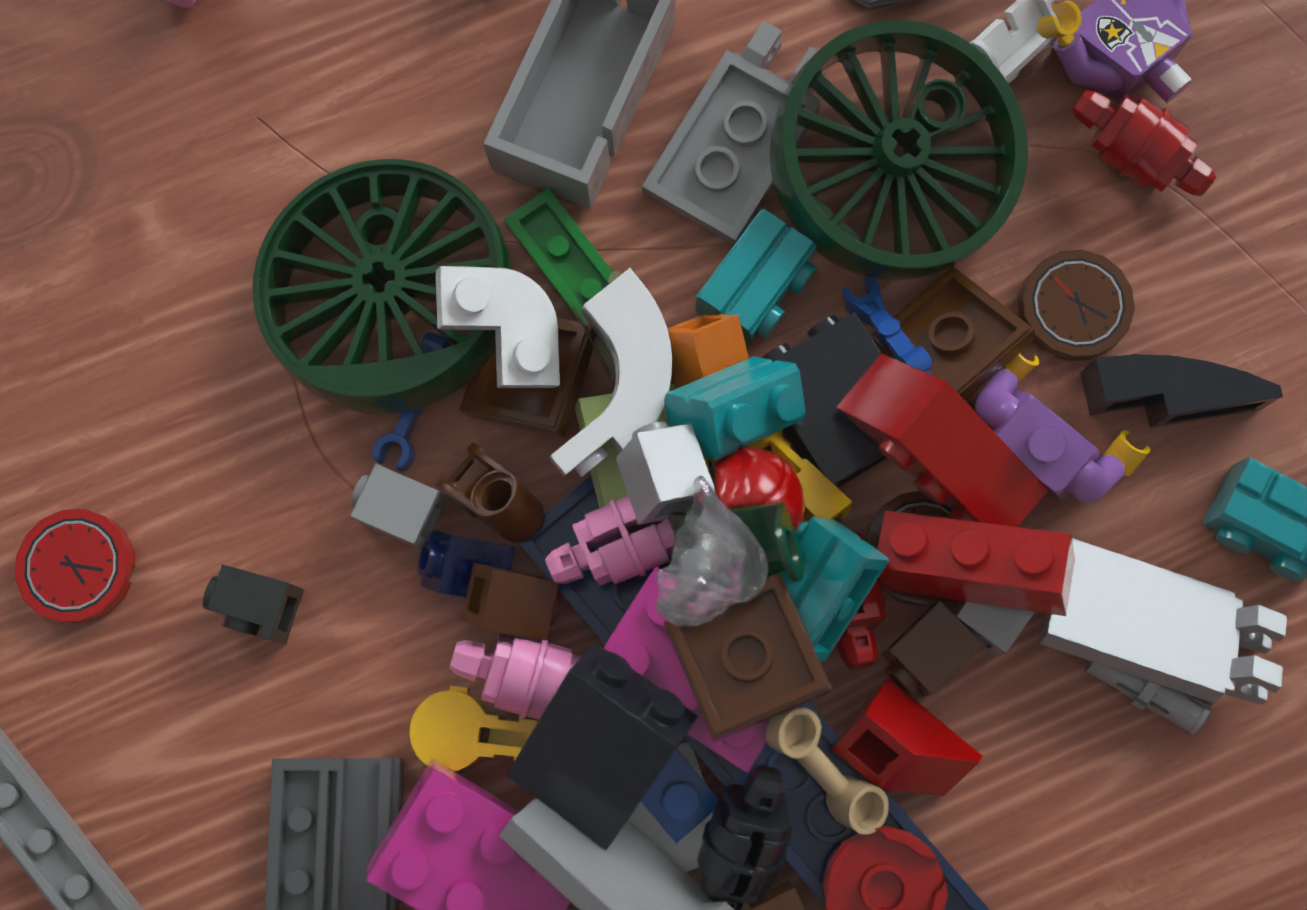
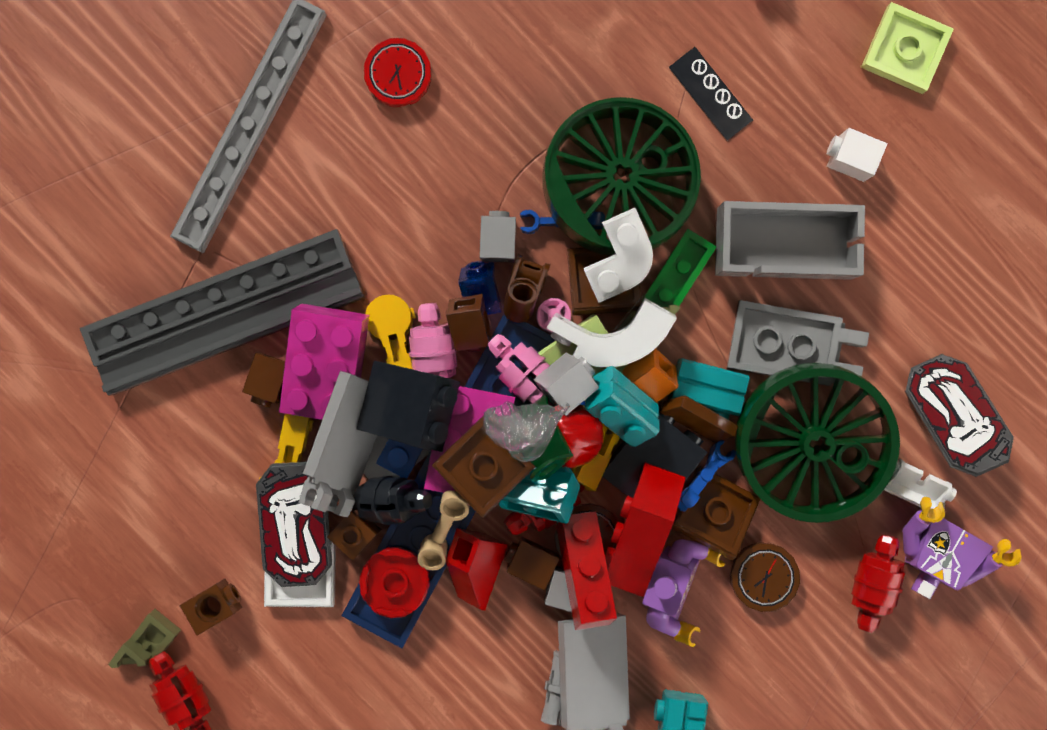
camera: 60 degrees right, 10 degrees up
(253, 601) = (414, 181): pearl dark grey brick -> none
(320, 118) = (711, 93): none -> black sticker
(539, 465) = (551, 307): none -> bright pink wheel
(798, 306) = (699, 418): none -> reddish brown tile
(1173, 388) = (734, 647): black slope -> none

